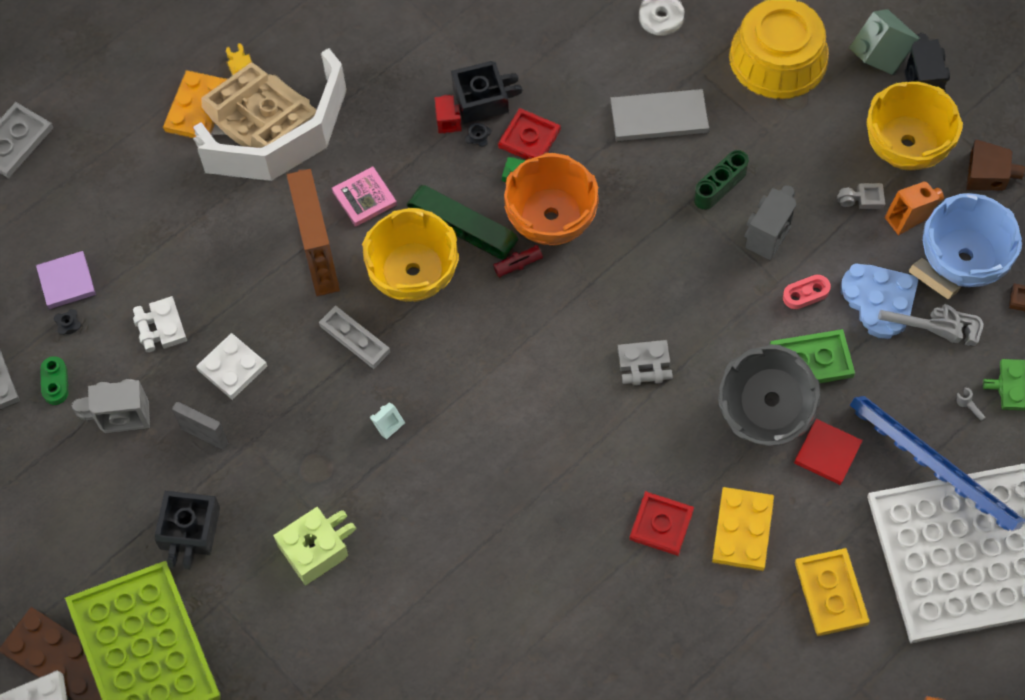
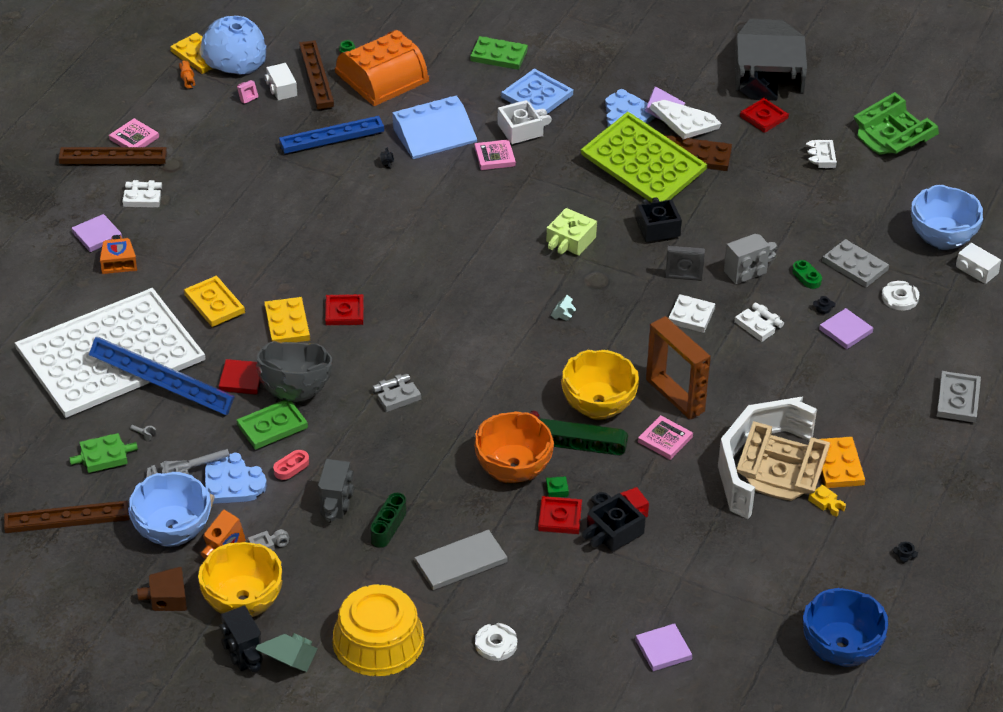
camera: 155 degrees right, 20 degrees down
(354, 337) = (628, 350): light grey plate -> none

